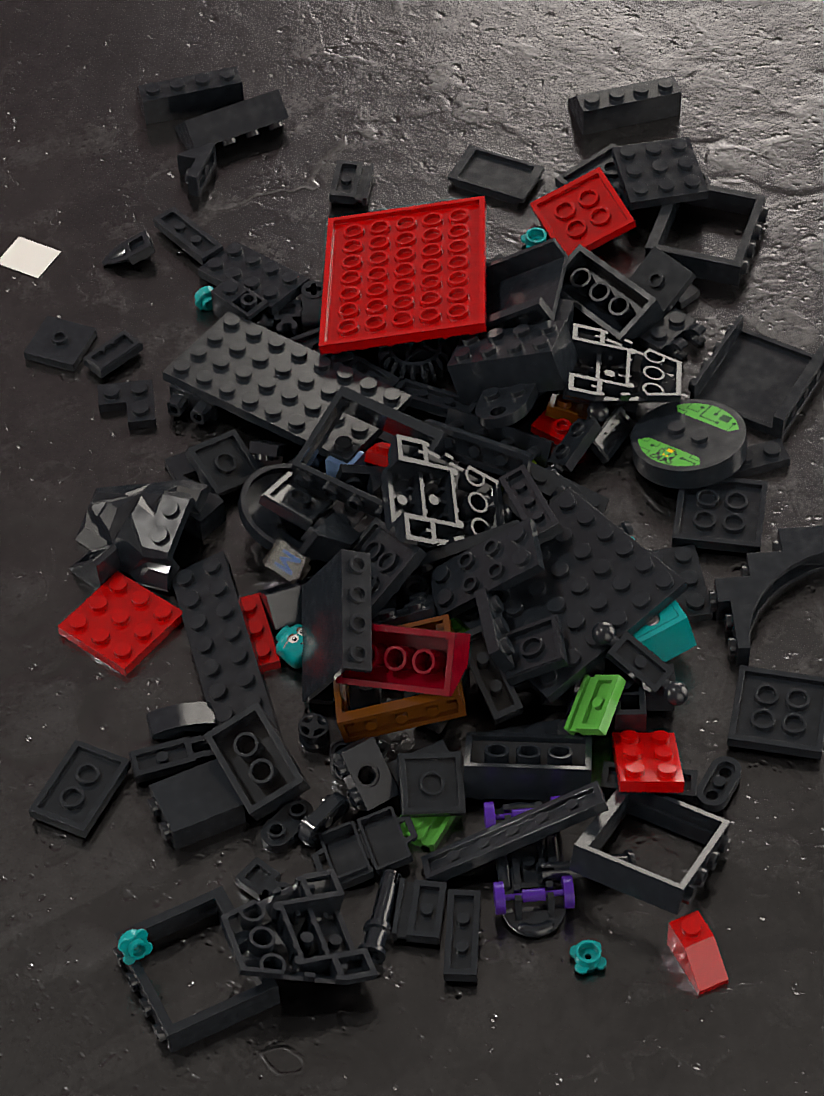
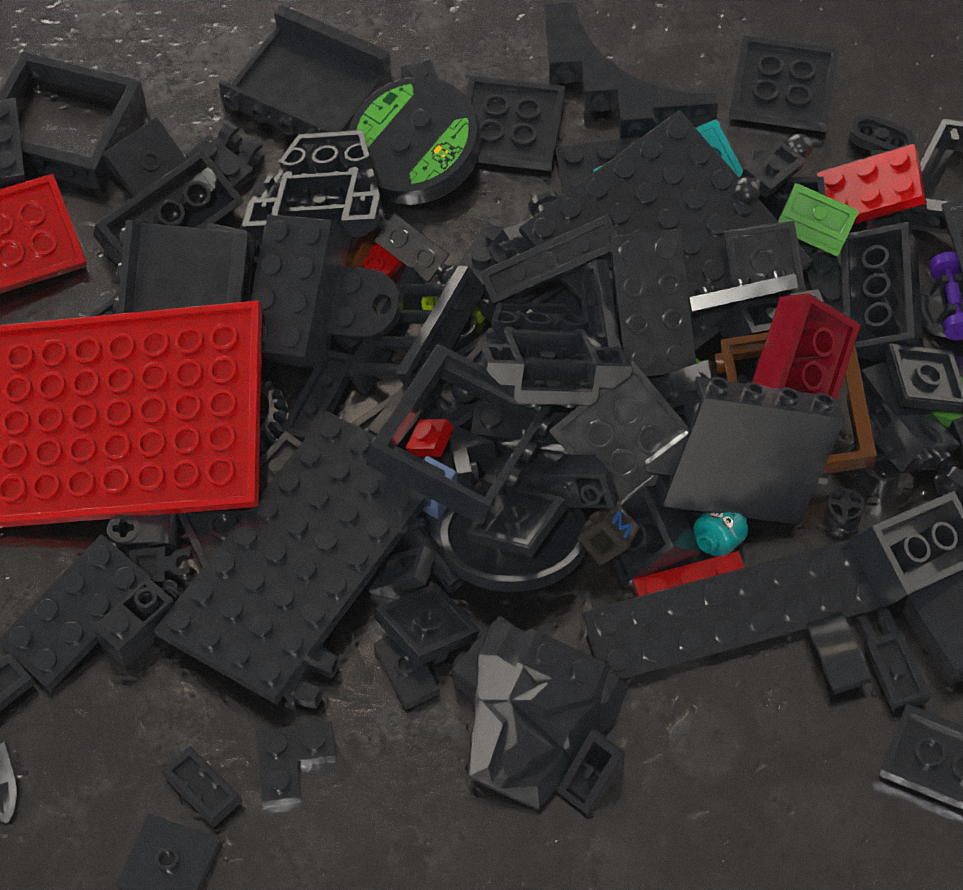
camera: 90 degrees left, 10 degrees up
(121, 623) = (681, 739): red plate -> none
(203, 298) = (106, 671): teal plate -> none
(534, 236) = (44, 286): teal plate -> none

